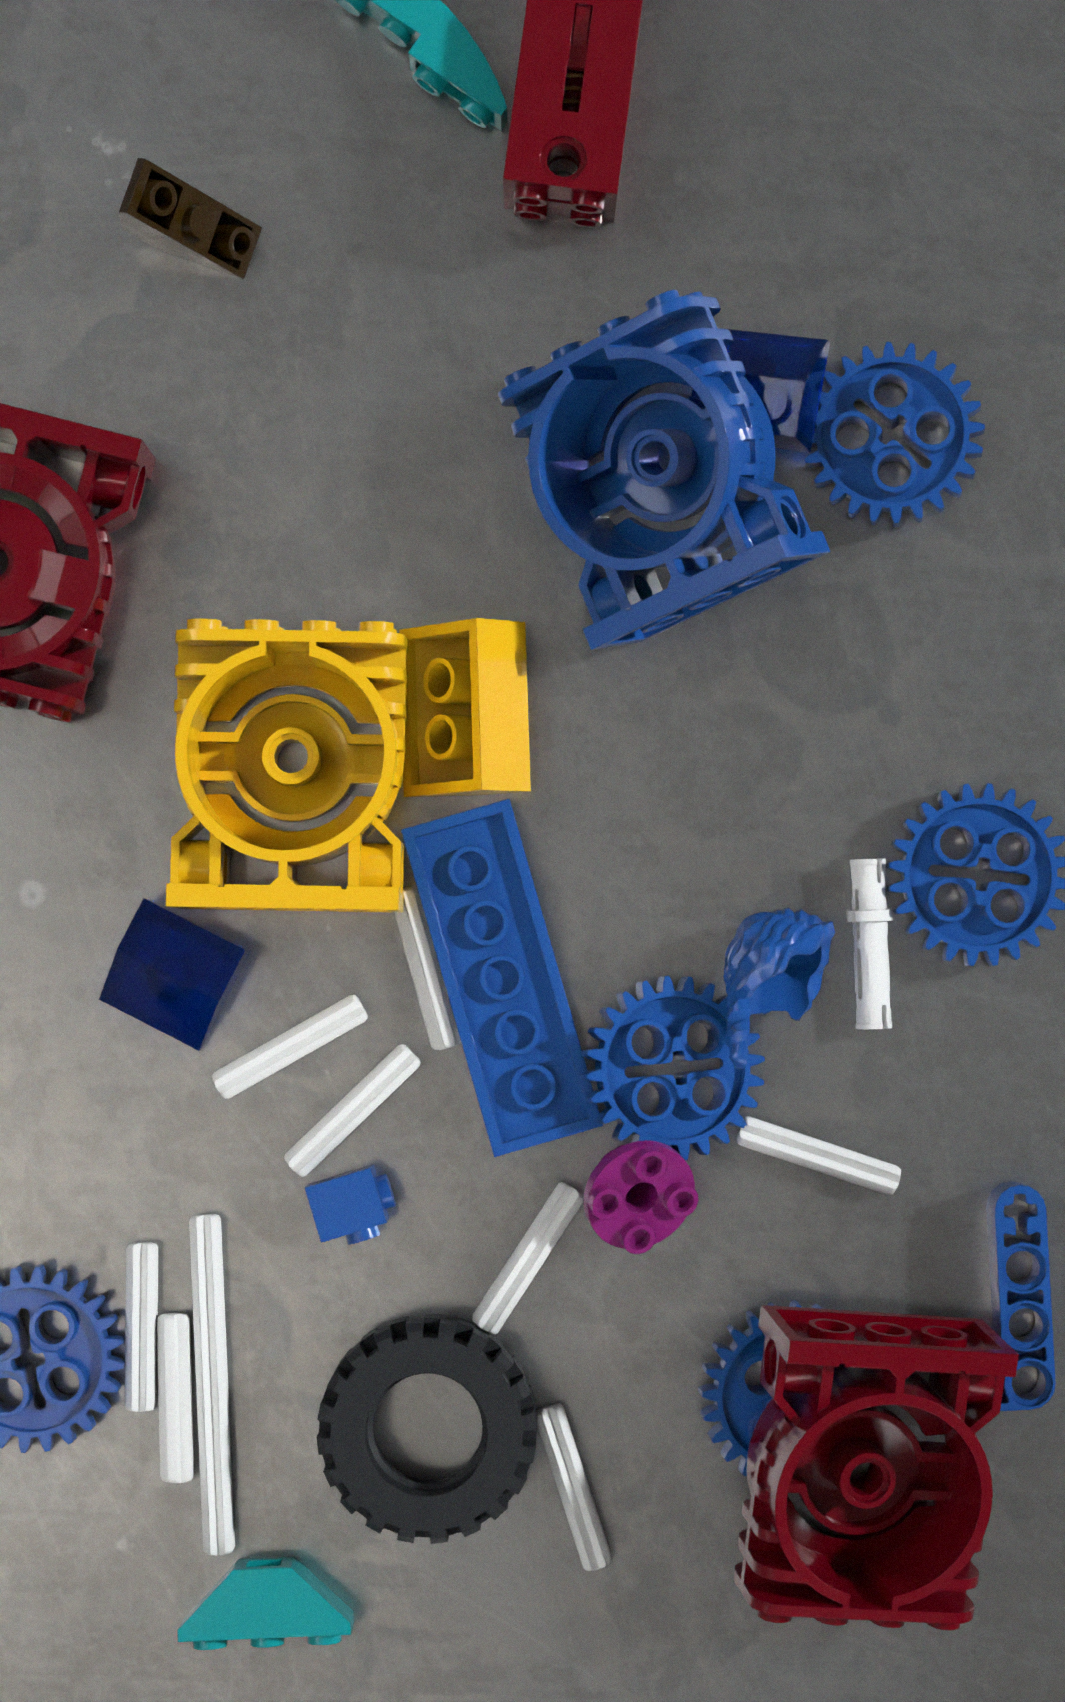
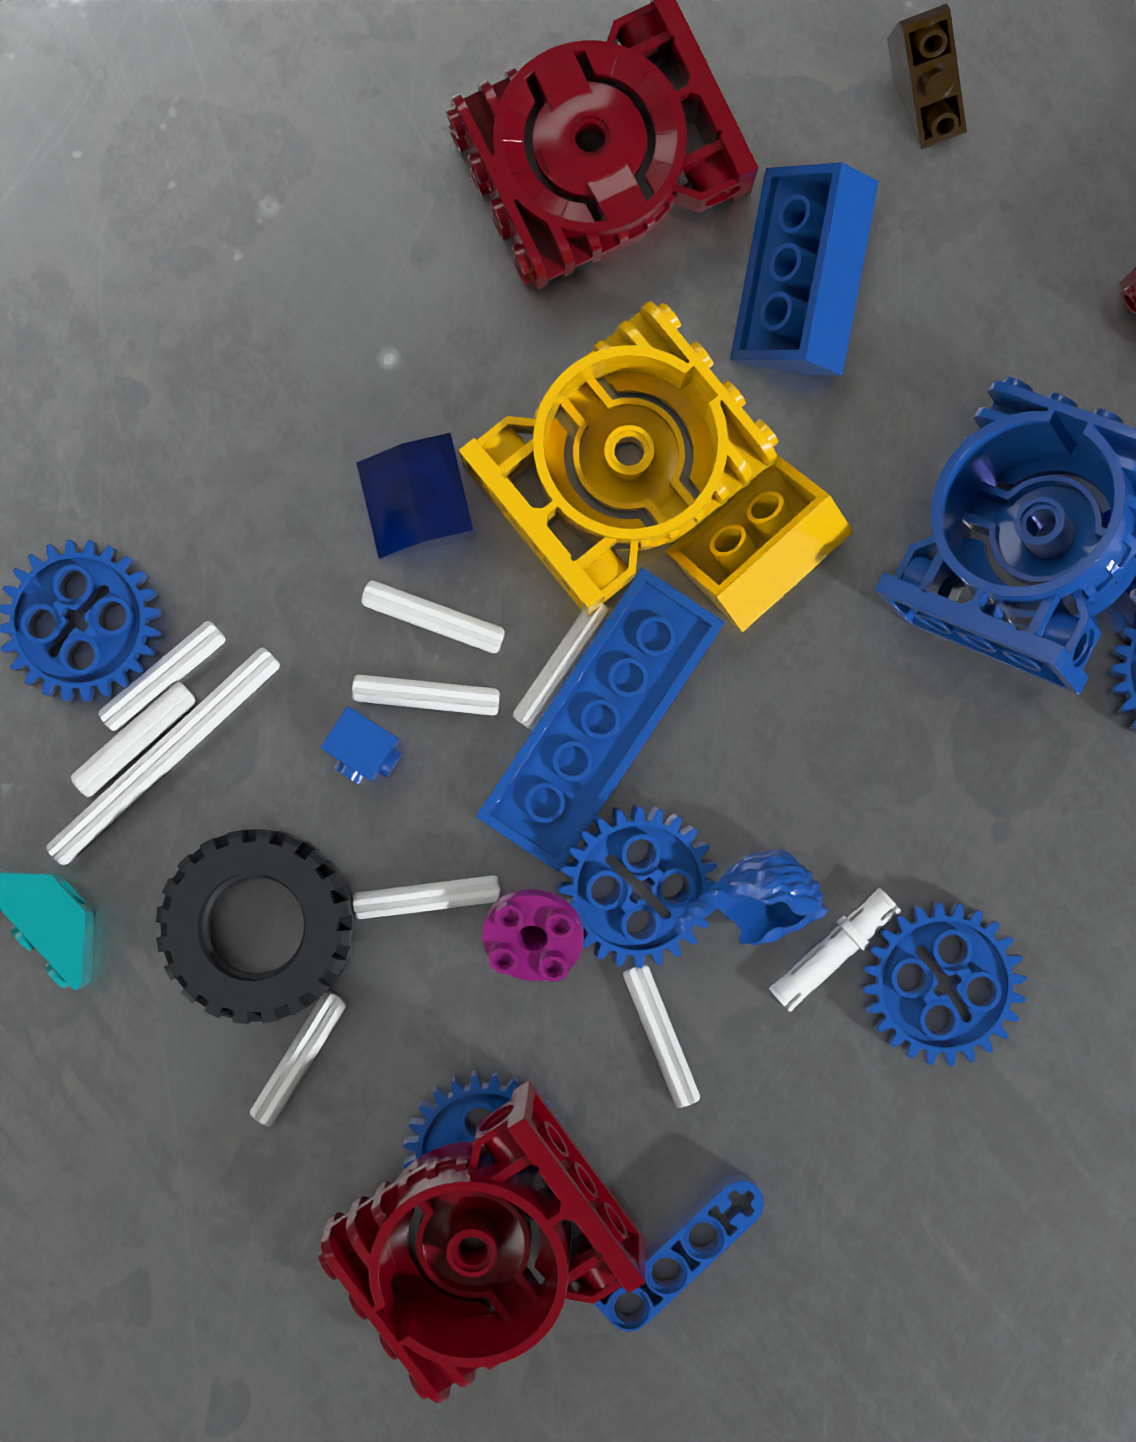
camera: 45 degrees right, 0 degrees up
(262, 469) = (804, 268): none -> blue slope

